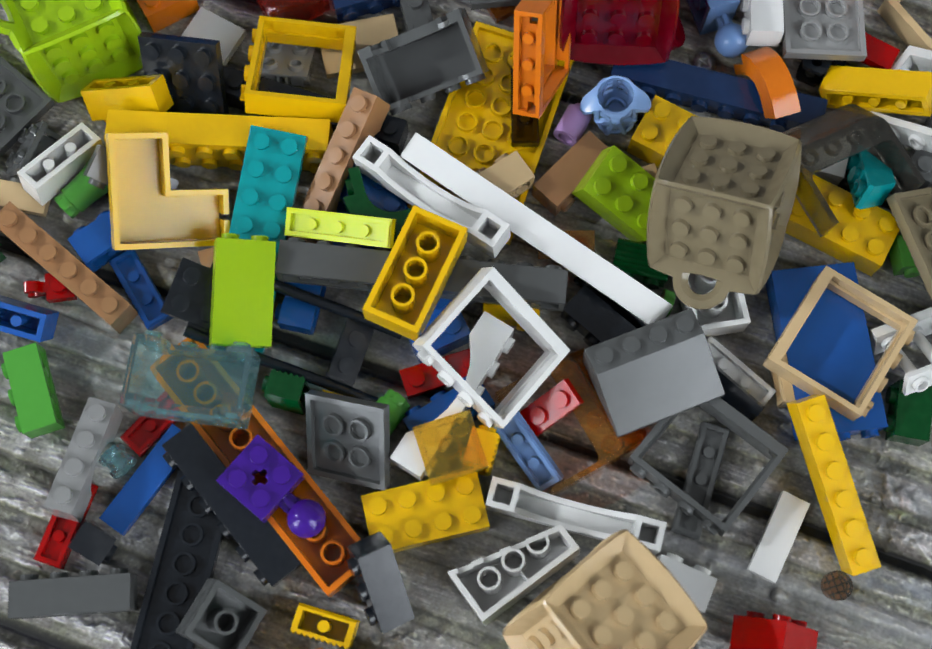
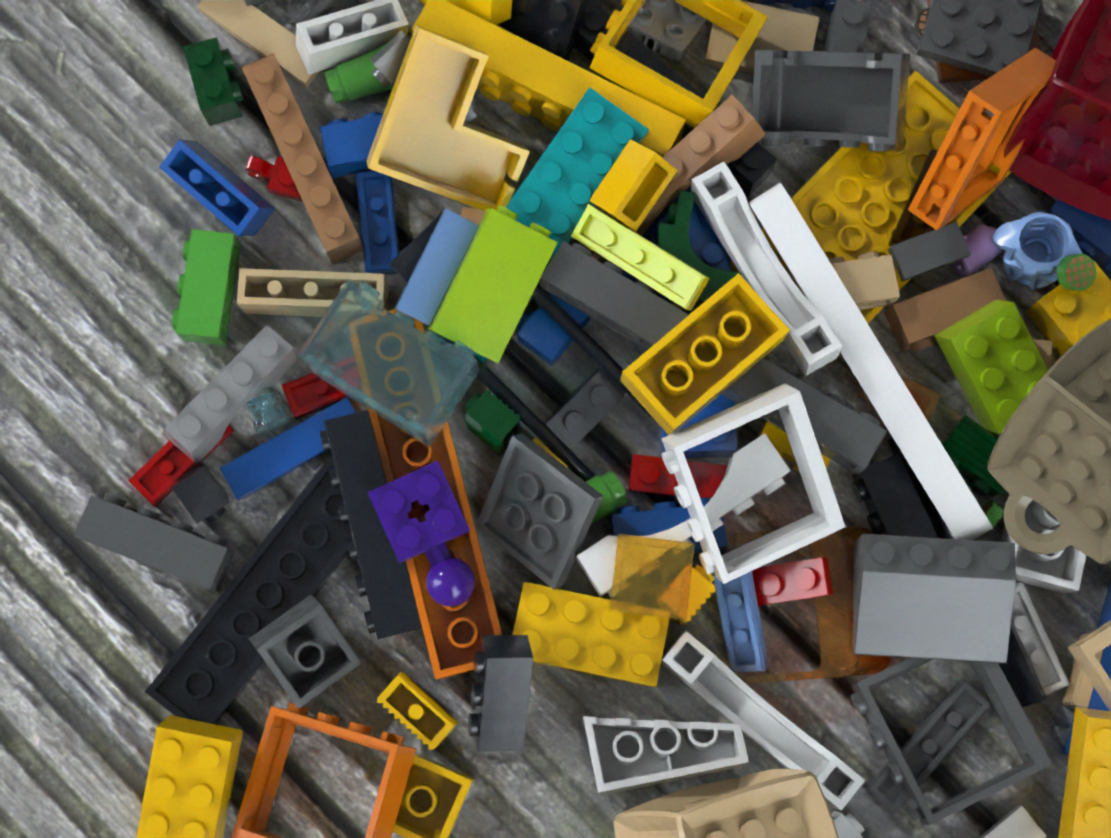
camera: 25 degrees right, 5 degrees up
(98, 364) = (298, 291): none -> tan brick
(196, 297) = (437, 267): none -> medium blue tile
(312, 179) = (633, 185): none -> yellow brick
(541, 137) = (929, 251): none -> dark grey tile
(647, 107) = (1076, 272): none -> bright green tile

